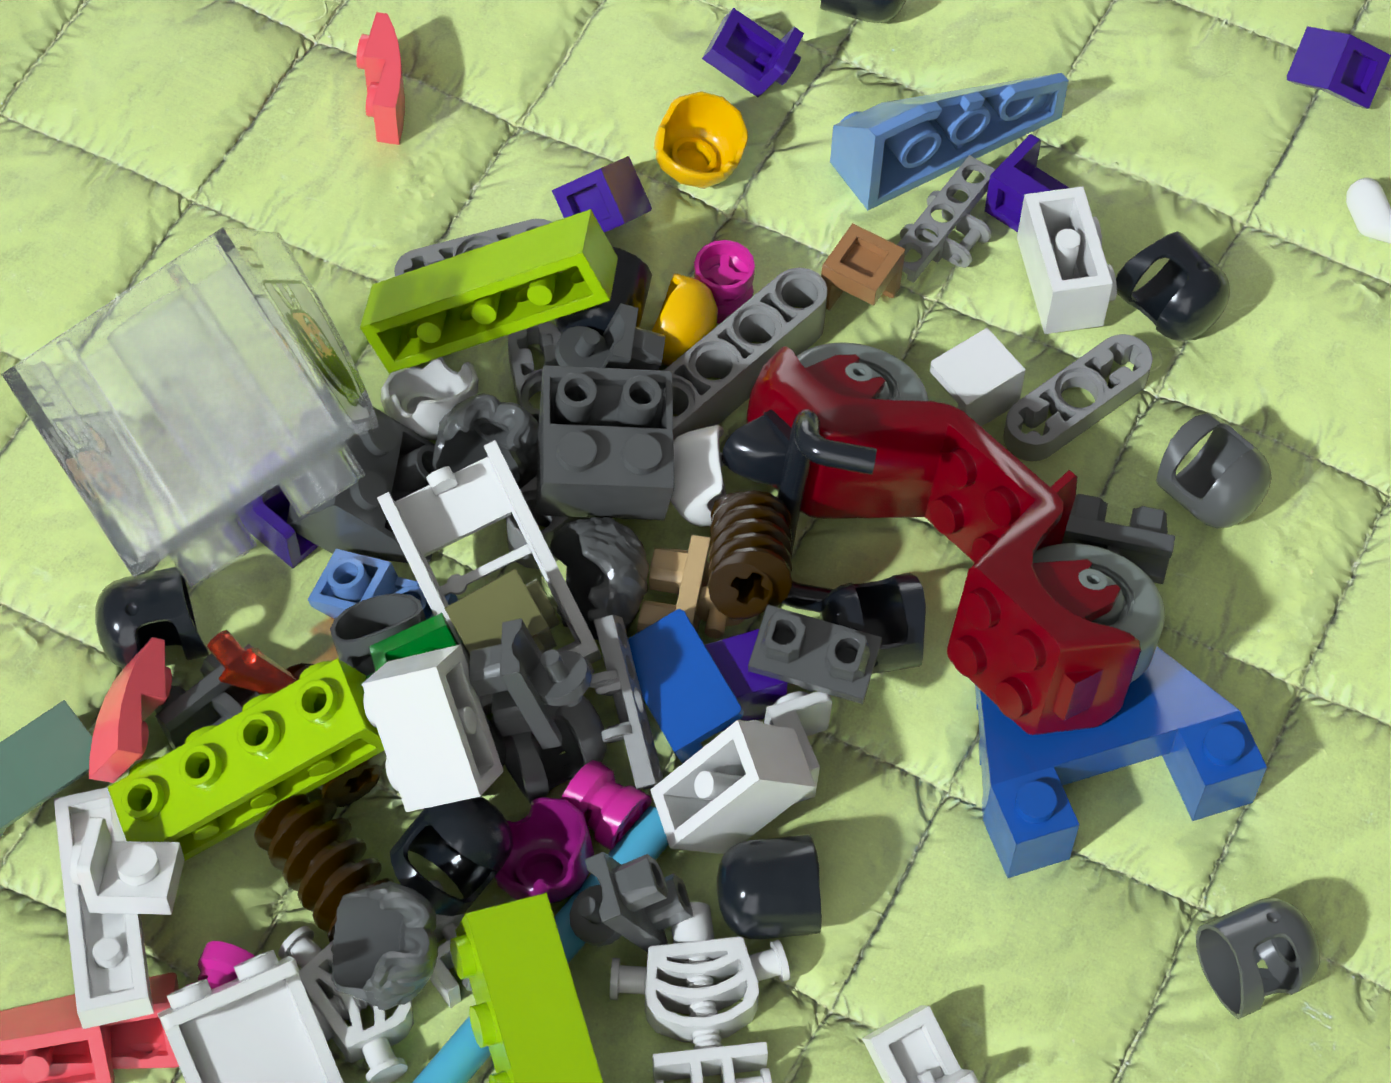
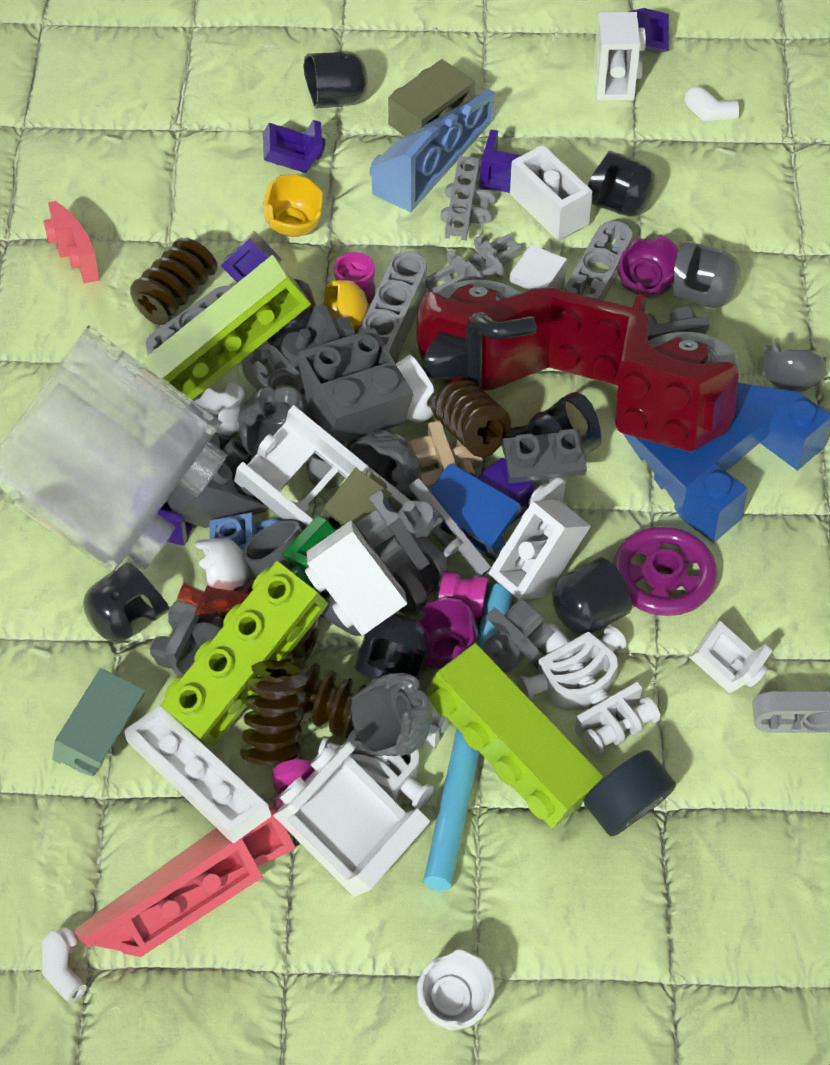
camera: 25 degrees left, 5 degrees down
(121, 727) = (144, 659): coral slope -> none
(125, 874) = (207, 745): white bracket -> none
(240, 867) = (276, 713): none -> dark brown piece
(300, 623) = (223, 563): none -> white hair
(481, 181) = (172, 279): none -> dark brown piece
(863, 267) = (437, 236): medium nougat panel -> none
(907, 839) = (658, 600): none -> magenta plate
(927, 320) = (466, 271): none -> light grey piece
(975, 52) = (428, 97): none -> olive brick
(1139, 423) = (648, 266): none -> magenta hair
(1264, 666) = (793, 368): none -> dark grey hair
(1275, 91) = (617, 55): none -> white brick

